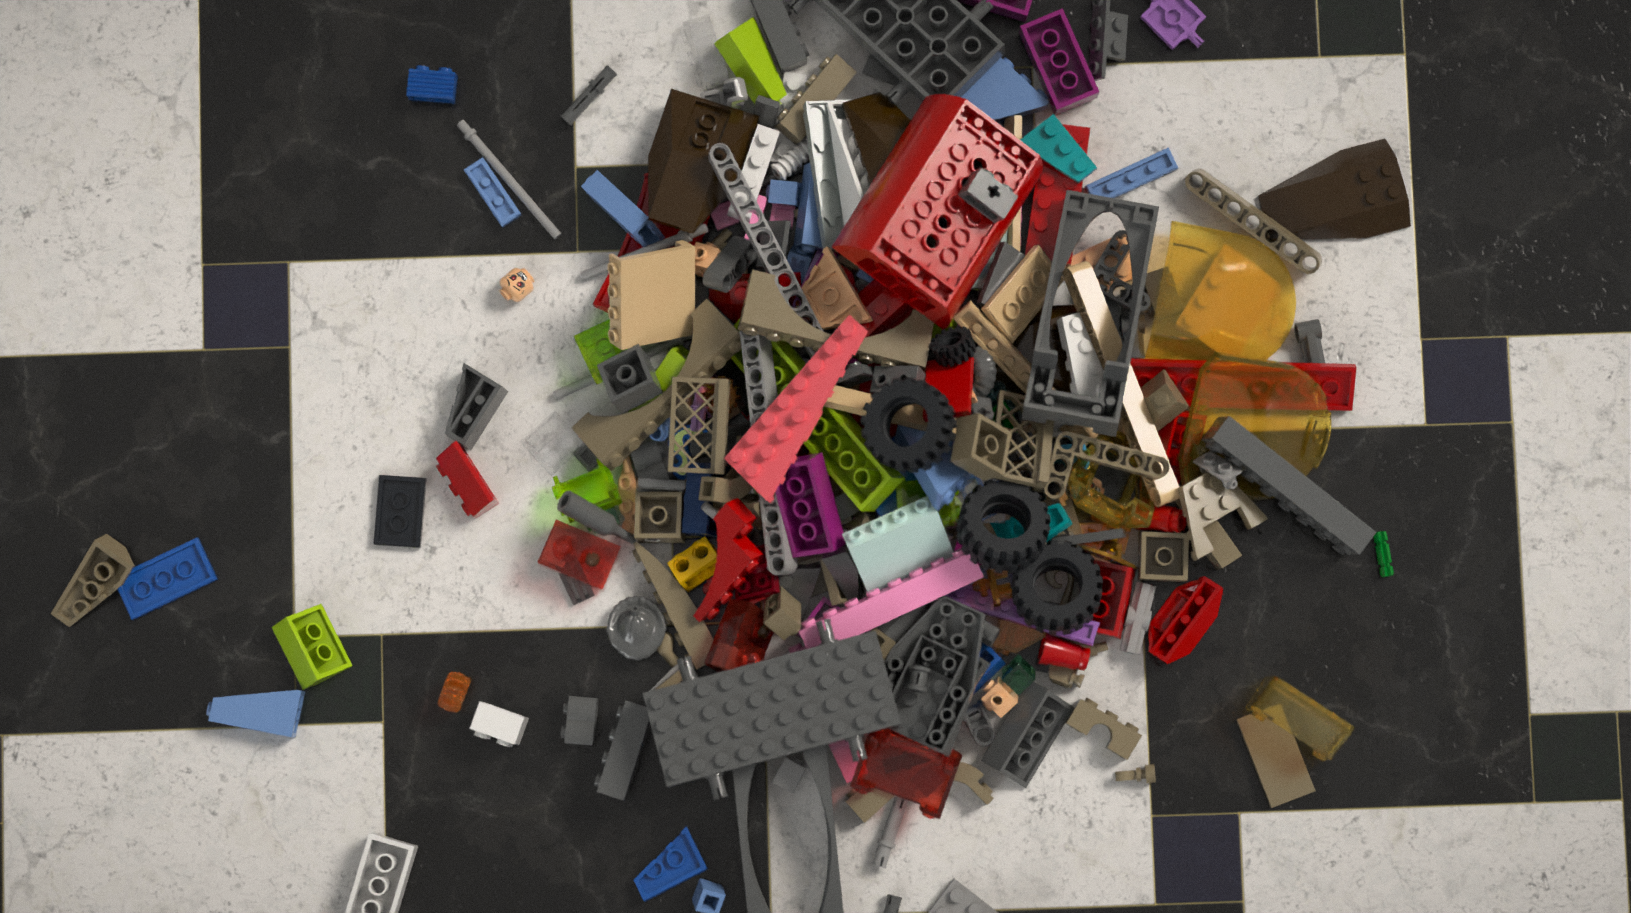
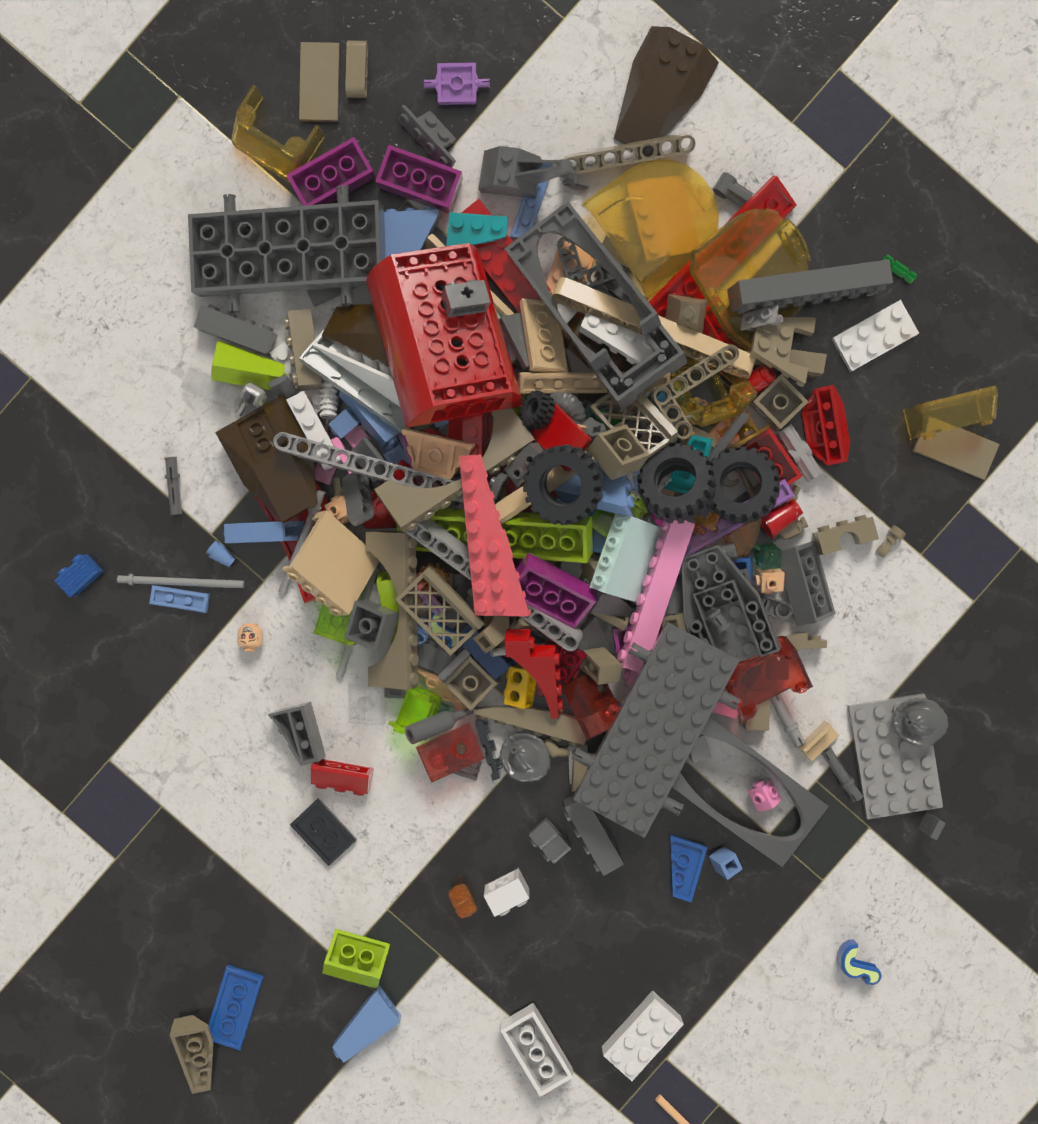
camera: 55 degrees left, 5 degrees up
(566, 191) = (220, 554): none -> medium blue cone
(625, 568) = (489, 745): none -> black wing
(802, 875) = (764, 795): none -> bright pink brick
(897, 881) = (818, 740): none -> tan panel
(1148, 144) = (519, 172): none -> dark grey slope
(1305, 589) = (875, 335): none -> white plate

